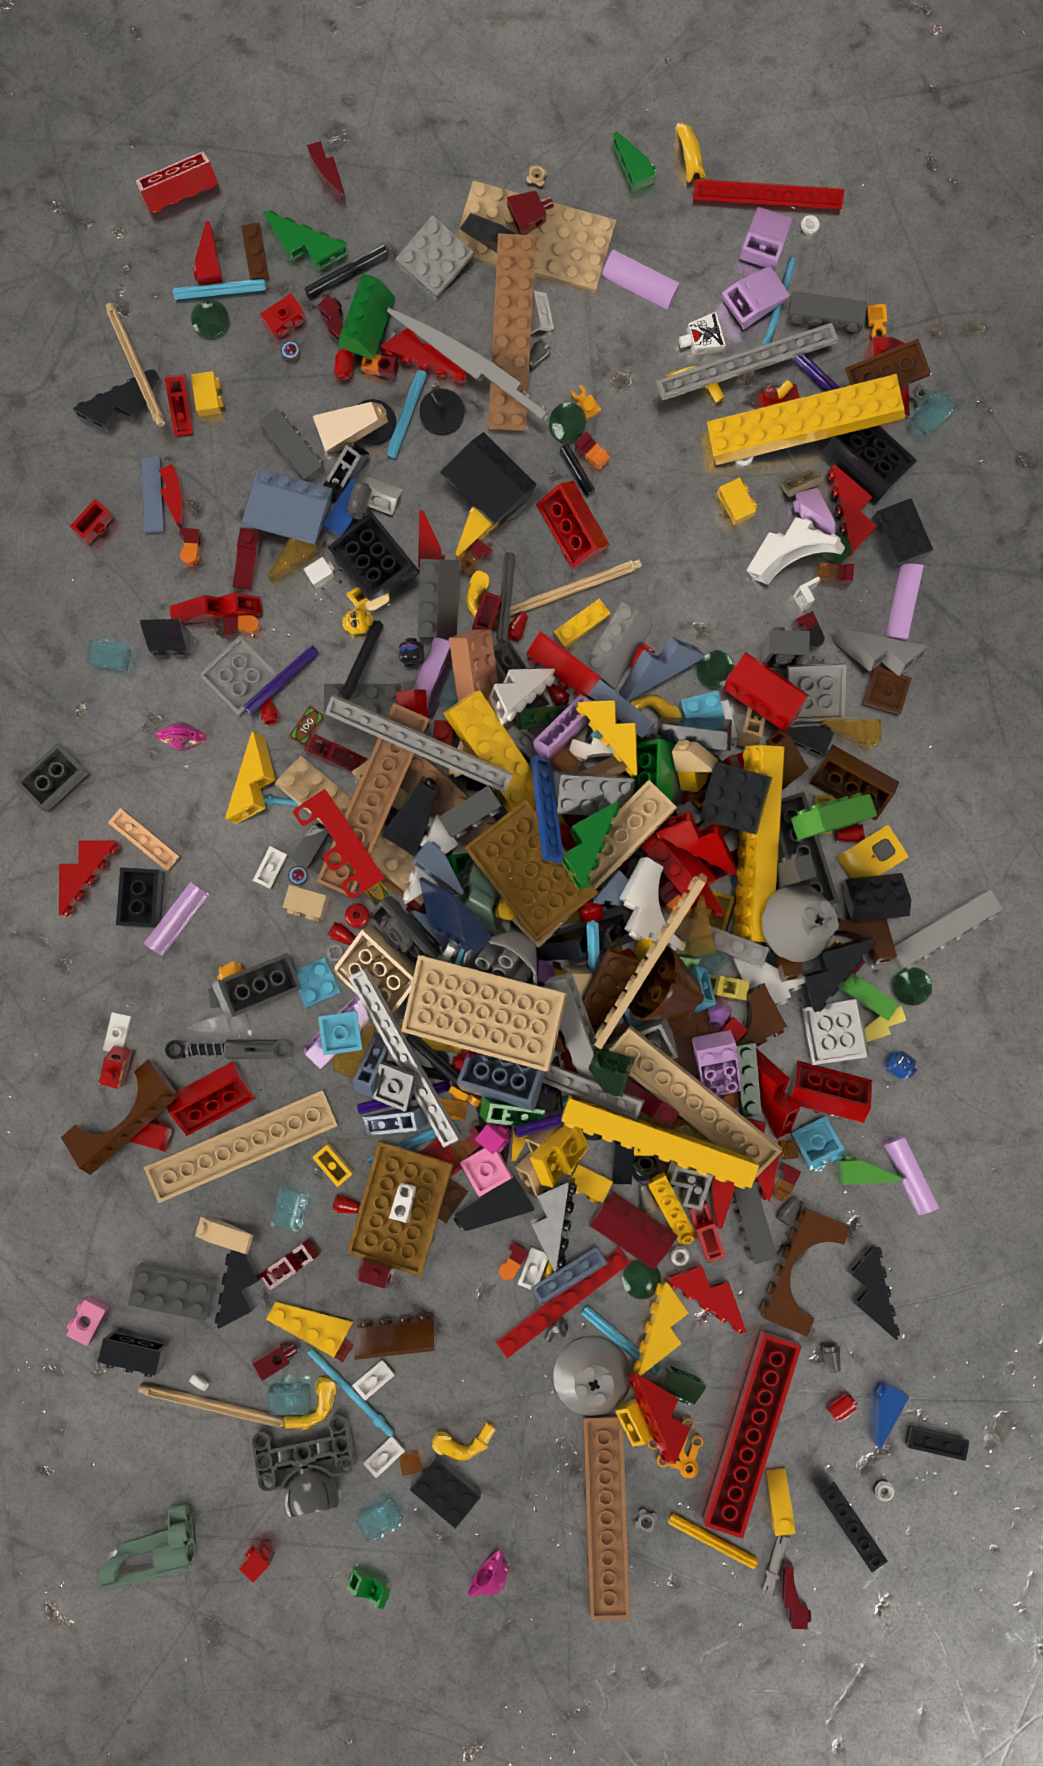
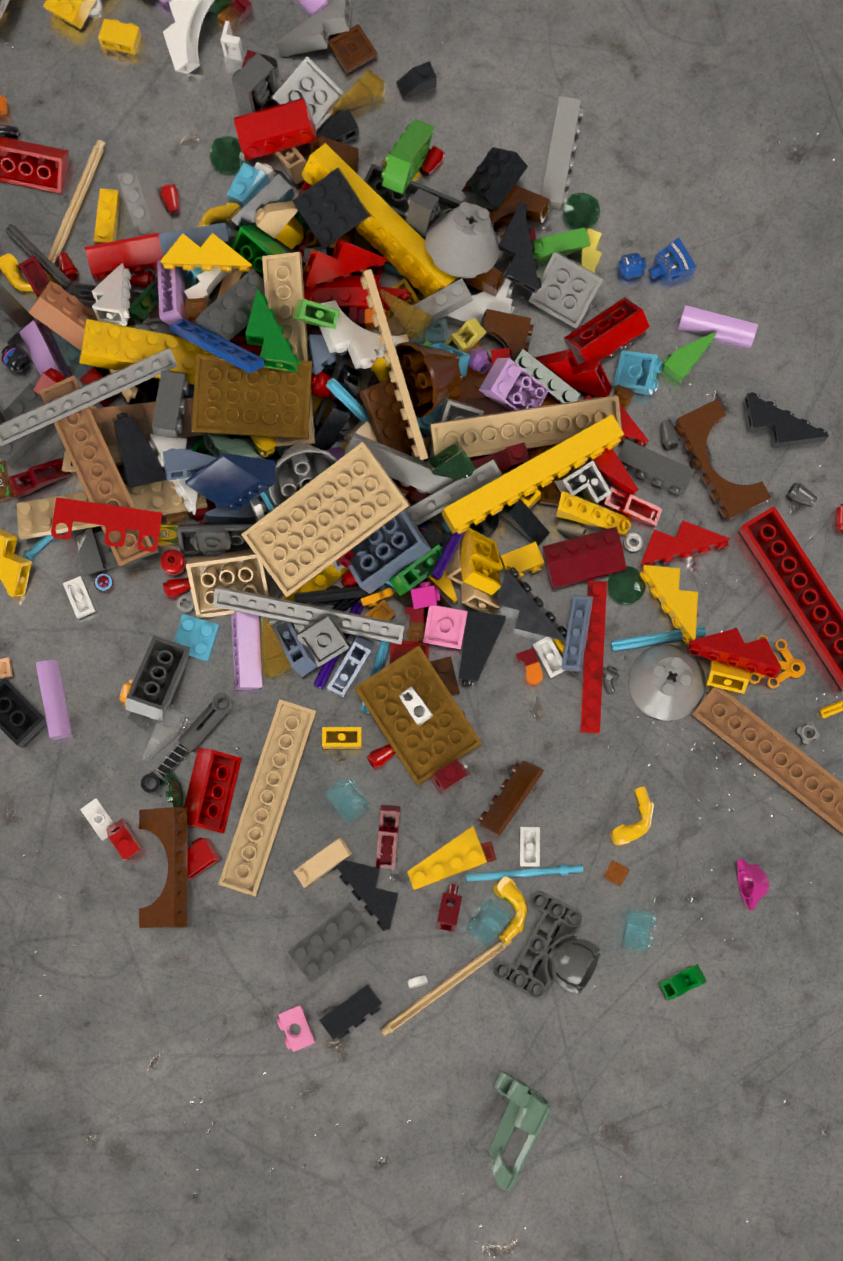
camera: 45 degrees left, 5 degrees down
(185, 1074) = (176, 791): none -> dish
(257, 1560) = (589, 1049): red brick -> none
(306, 902) = (129, 590): tan brick -> none
(340, 1033) = (248, 645): medium azure plate -> none
(384, 1456) = (594, 888): white plate -> none
(445, 1491) = (659, 862): black brick -> none
(637, 865) = (316, 314): none -> bright green slope
(644, 1169) = (546, 510): black head -> none
(655, 668) = (188, 194): sand blue slope -> none
(681, 1384) = (729, 617): clear green slope -> none
(786, 1182) = (645, 418): leg -> none
(846, 775) = (385, 126): reddish brown slope -> none
(873, 855) = (461, 156): yellow slope -> none
(905, 764) = (417, 80): none -> black slope
(932, 1095) = (673, 262): none -> blue torso

